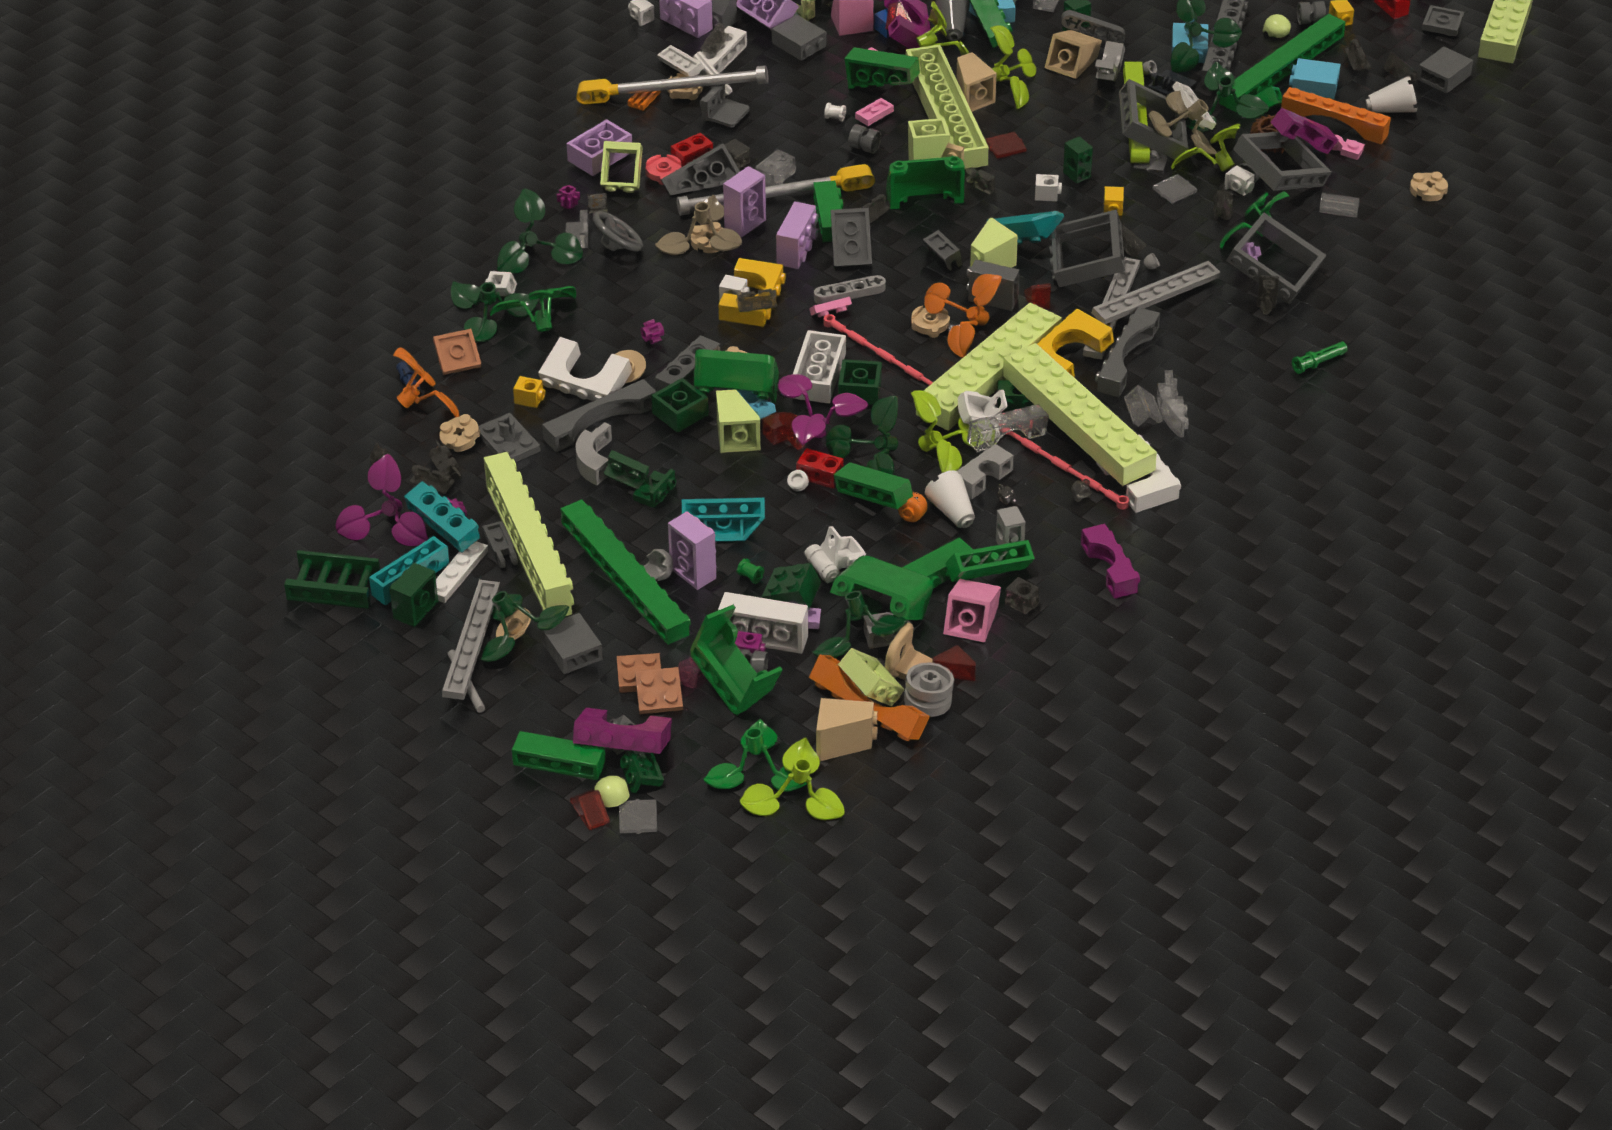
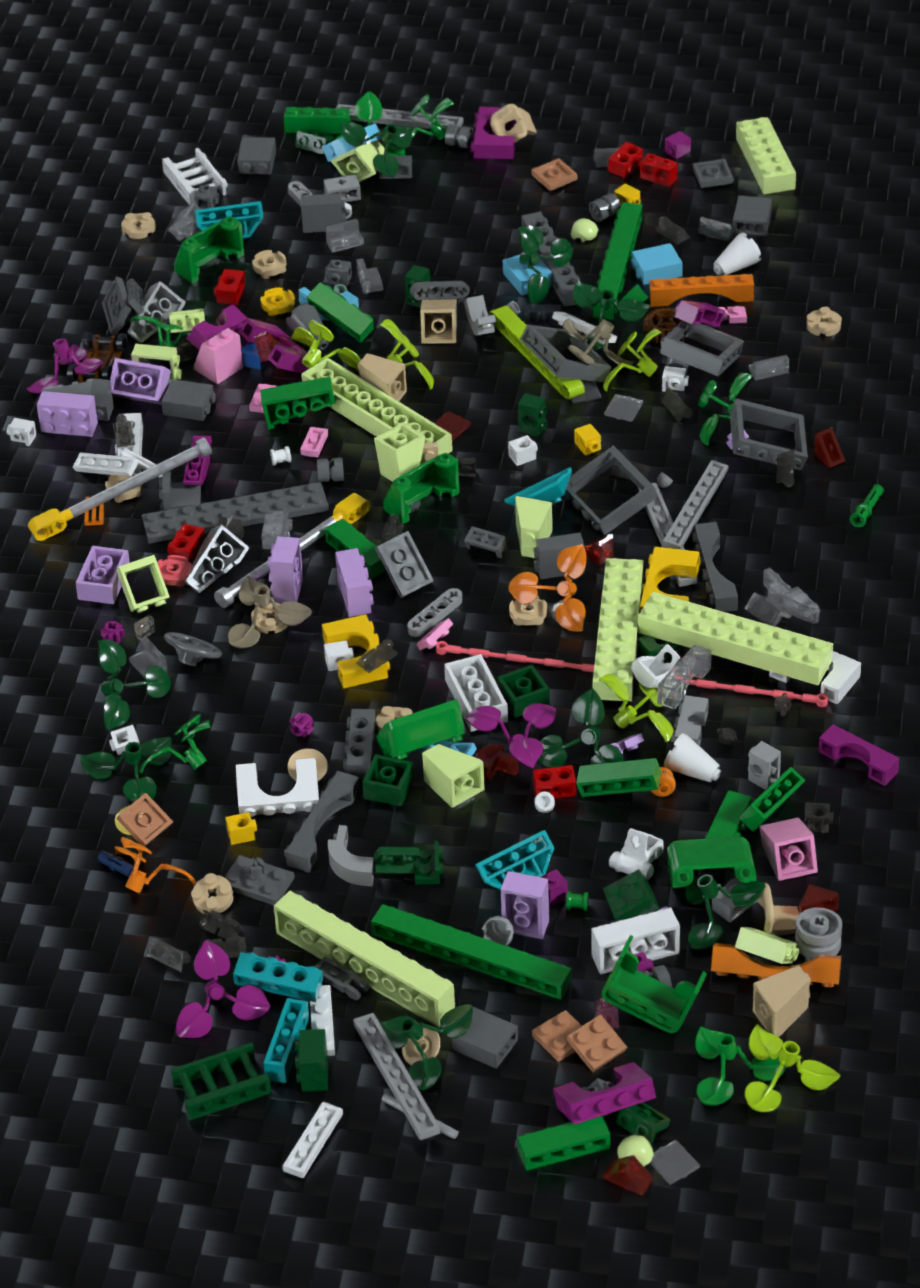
camera: 30 degrees left, 0 degrees up
(363, 658) = (312, 1140): none -> white plate
(736, 549) = (556, 887): none -> magenta brick
(756, 95) = (197, 468): none -> magenta slope
(762, 143) = (250, 509): none -> dark grey plate
(915, 464) = (630, 742): none -> lavender plate
(1327, 292) = (828, 448): none -> clear red slope

